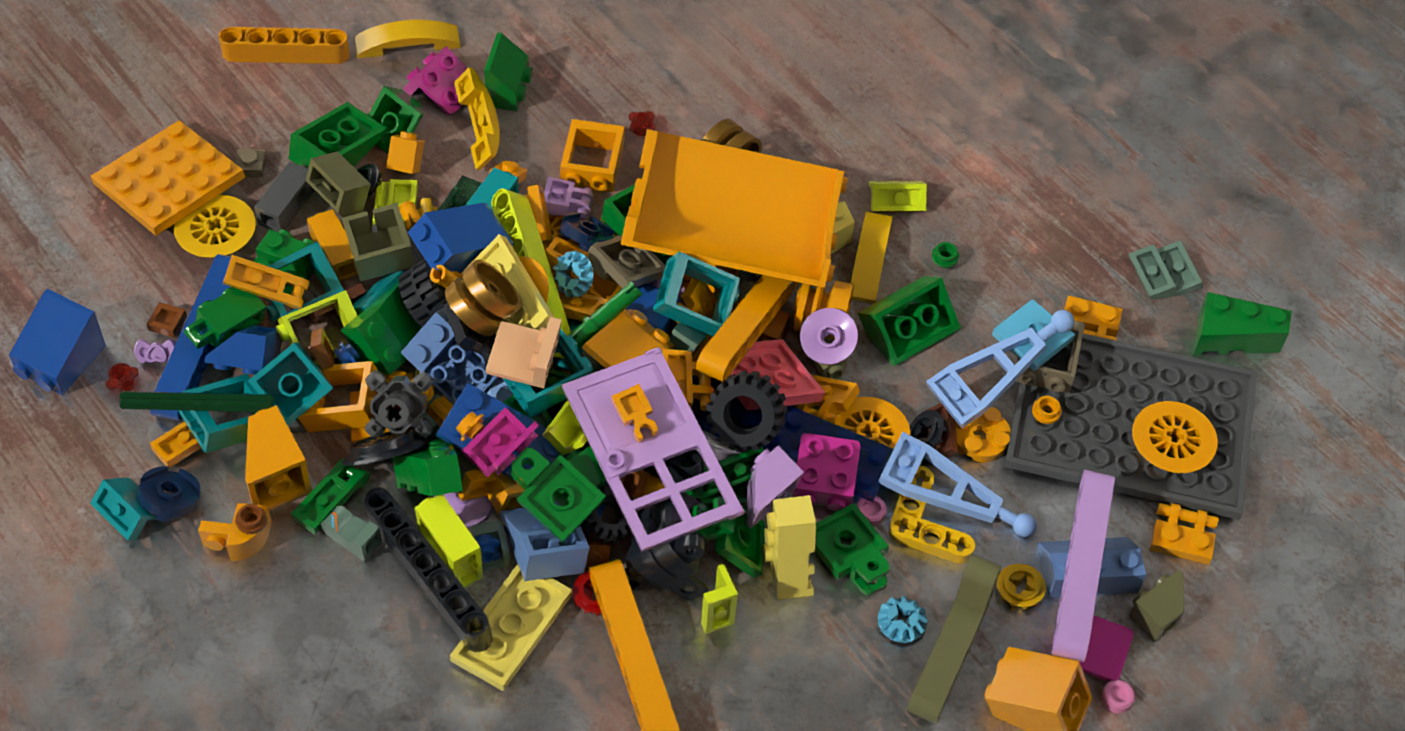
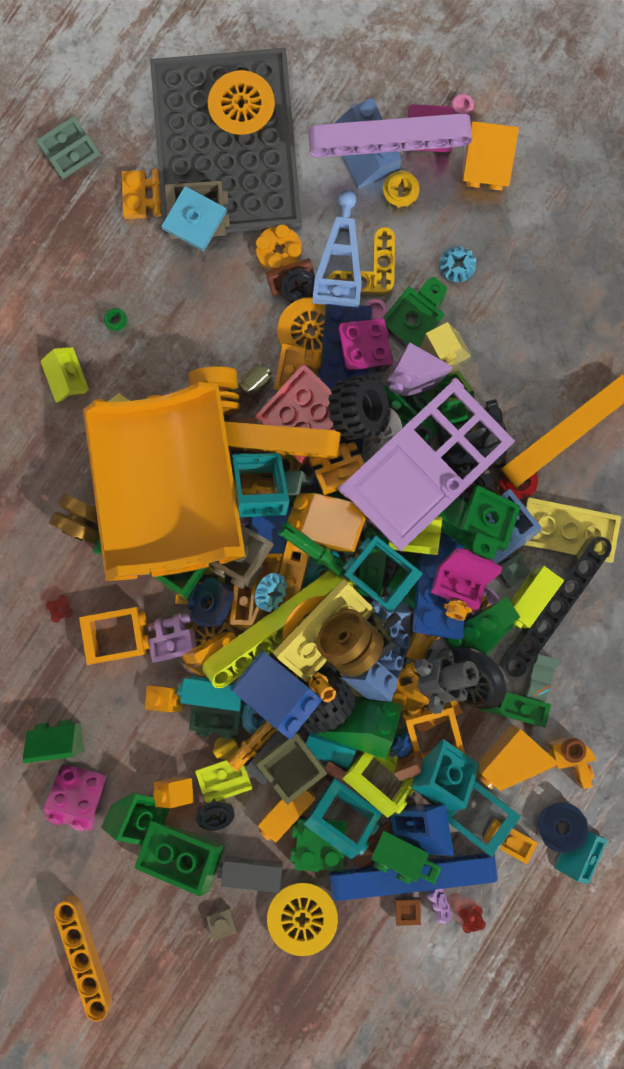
camera: 105 degrees left, 30 degrees up
(57, 343) = (470, 986): blue slope -> none
(167, 177) = (266, 986): light orange plate -> none
(195, 401) = (501, 839): dark green axle -> none
(265, 281) = (369, 840): light orange plate -> none
(338, 183) = (237, 829): olive slope -> none
(406, 33) = (31, 852): yellow slope -> none
(484, 118) = (107, 742): yellow slope -> none
(489, 547) = (521, 571): blue plate -> none
(524, 352) = (387, 589): light nougat bracket -> none
(633, 408) = (408, 484): light orange plate -> none
(719, 604) = (509, 384): neon yellow panel -> none
(828, 322) = (257, 370): lavender dish -> none
(870, 256) = (134, 376): yellow slope -> none
(910, 319) = (191, 328): green slope -> none
(955, 639) = (471, 222): olive beam -> none
(959, 398) = (268, 264): light blue plate -> none
(1049, 404) = (248, 195): light orange plate -> none
(1160, 608) = (384, 86): olive slope -> none
(1183, 541) = (319, 87): light orange plate -> none
(1240, 325) = (109, 80): green wedge -> none

